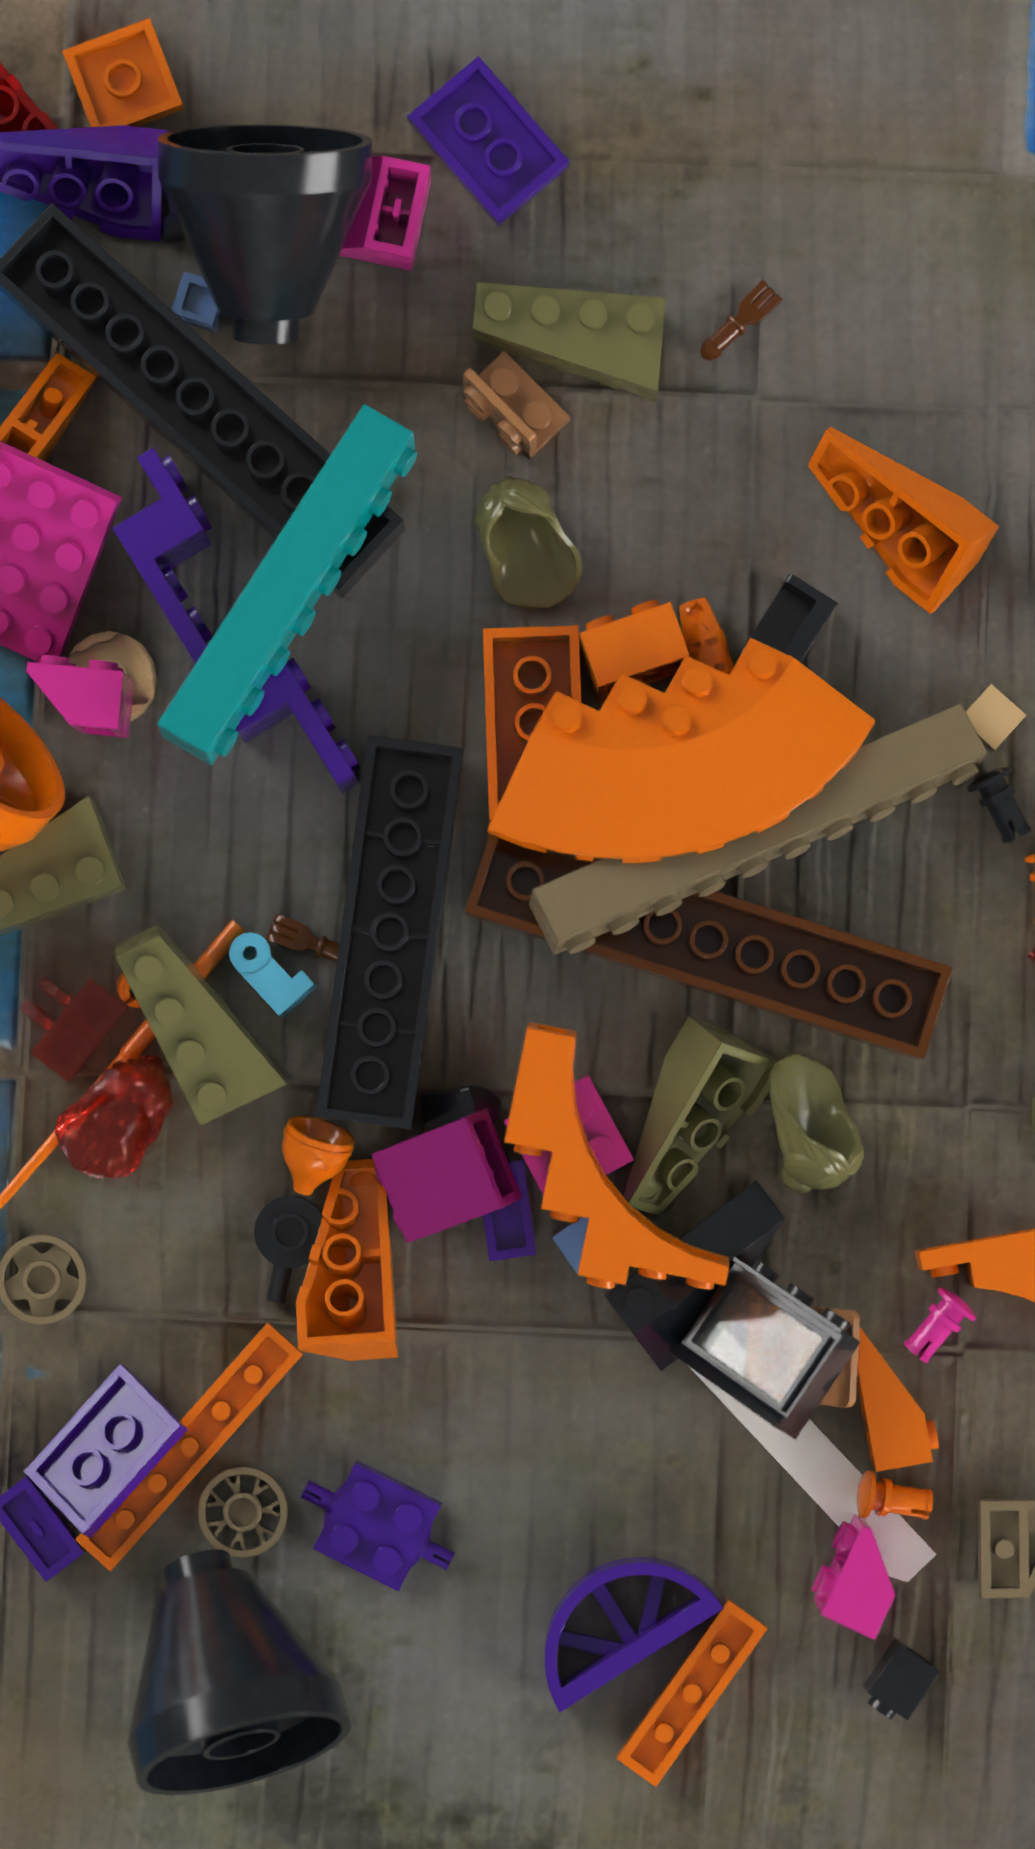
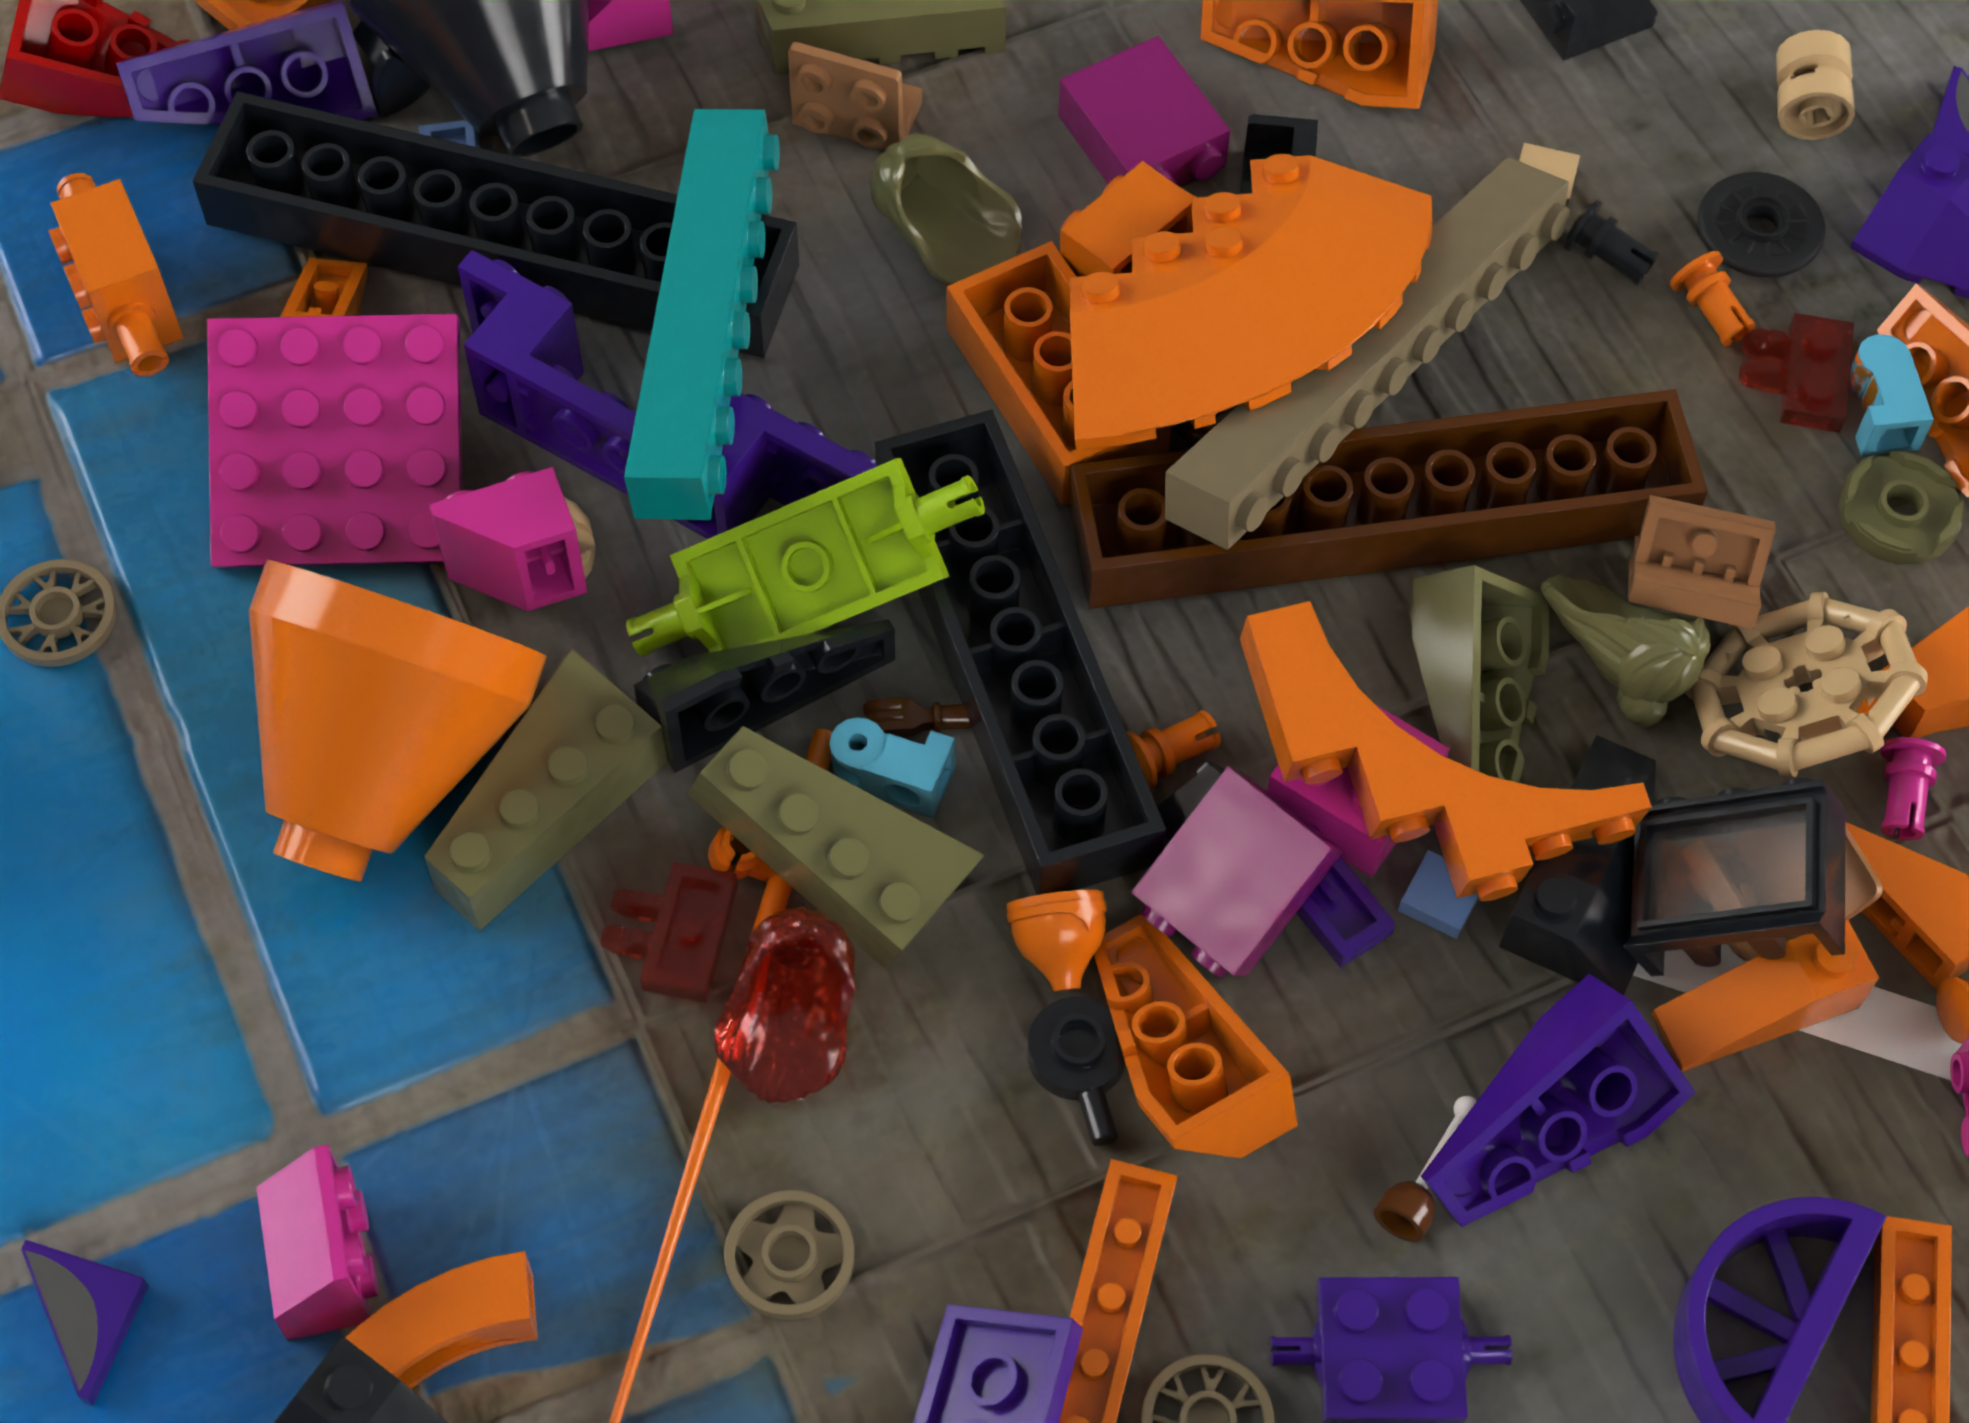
camera: 30 degrees left, 25 degrees down
(175, 867) = (754, 685): none -> black wedge
(272, 814) = (809, 563): none -> lime plate
(441, 1442) = (1408, 1206): none -> reddish brown hinge
(459, 1051) = (1163, 749): none -> orange pin
(588, 1417) = (1568, 1091): none -> dark purple wedge
(716, 532) = (1144, 110): none -> magenta brick
(728, 1423) = (1765, 1000): none -> orange slope
(885, 1109) = (1700, 561): none -> medium nougat bracket
(917, 1251) = (1816, 722): none -> tan plate

